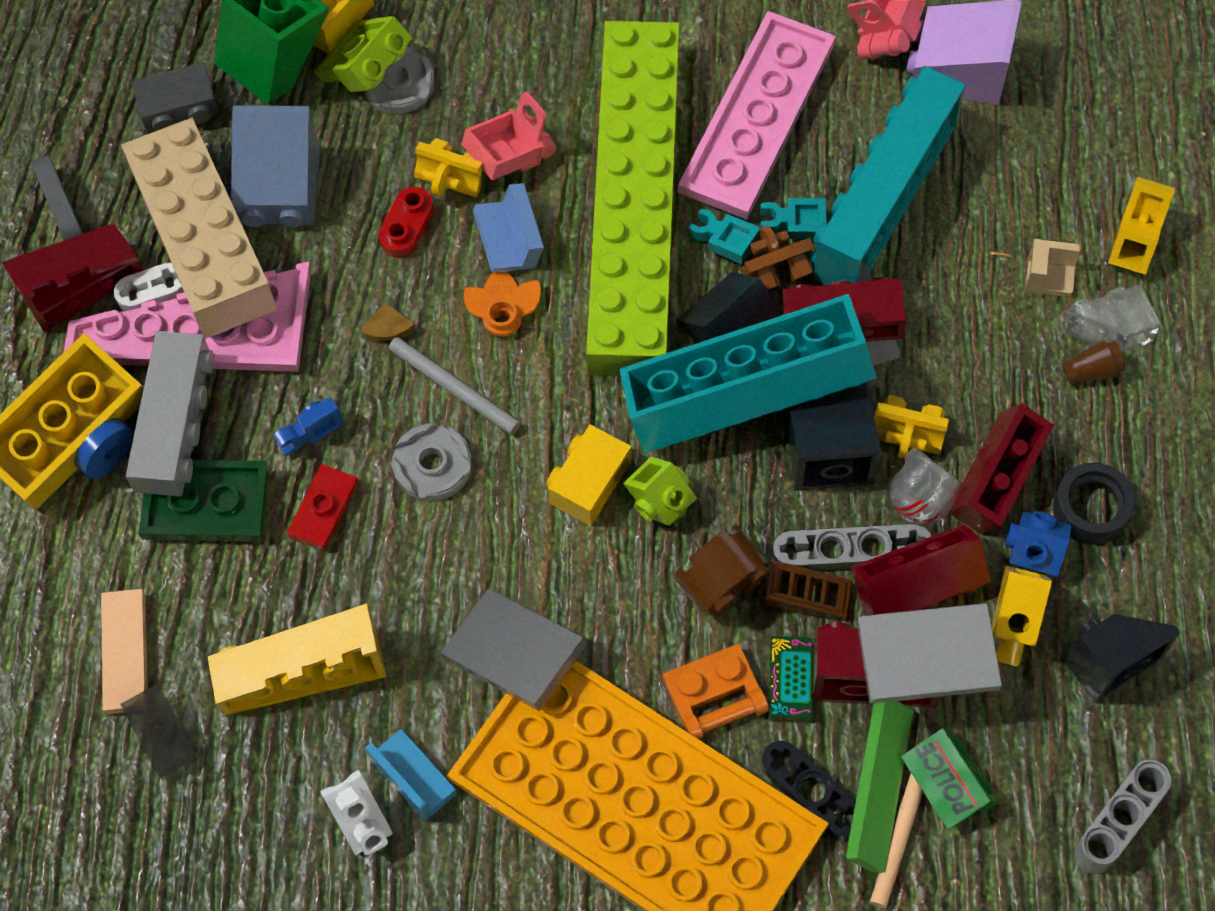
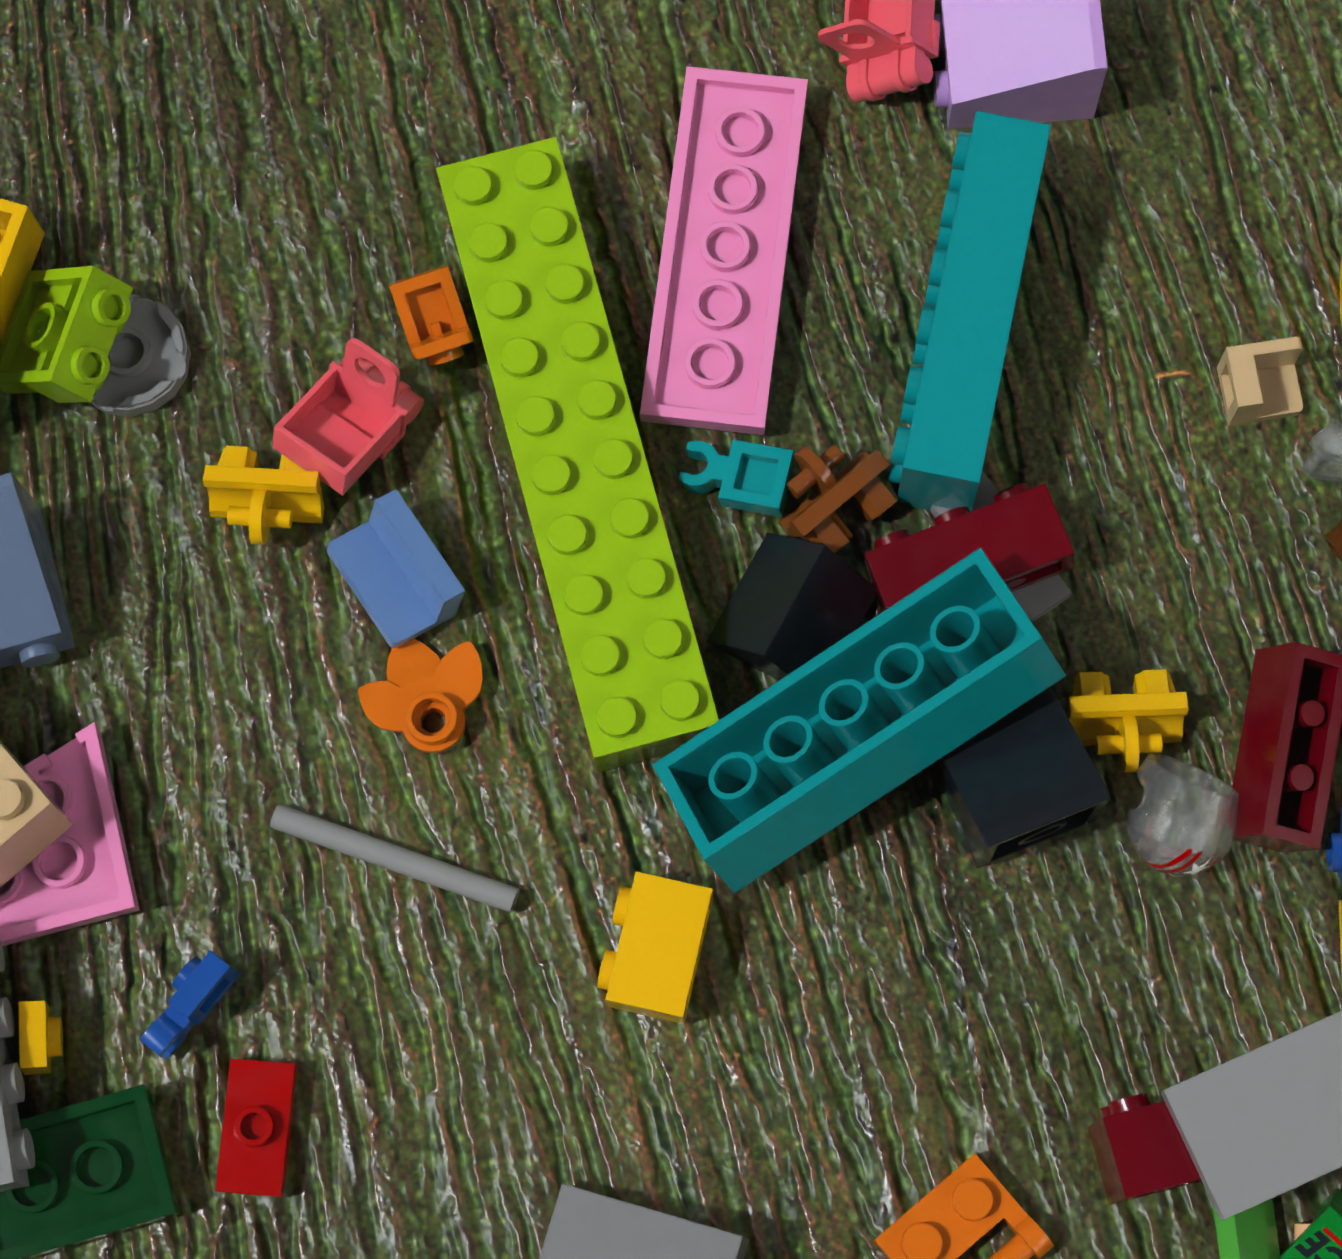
camera: 15 degrees left, 10 degrees up
(216, 419) = (38, 1037): none -> yellow plate
(387, 325) = (254, 788): pearl gold tile -> none
(408, 219) = (226, 598): red plate -> none
(438, 482) = (440, 1005): light grey tile -> none
(576, 102) = (431, 315): none -> orange bracket
(660, 491) = (792, 947): lime brick -> none
(722, 571) = (920, 1054): reddish brown brick -> none
(790, 603) = (999, 1042): reddish brown slope -> none
(790, 679) = (1069, 1183): tile -> none
(799, 218) = (850, 409): teal plate -> none
(848, 538) = (1099, 946): light grey beam -> none
(922, 573) = (1219, 959): dark red brick -> none

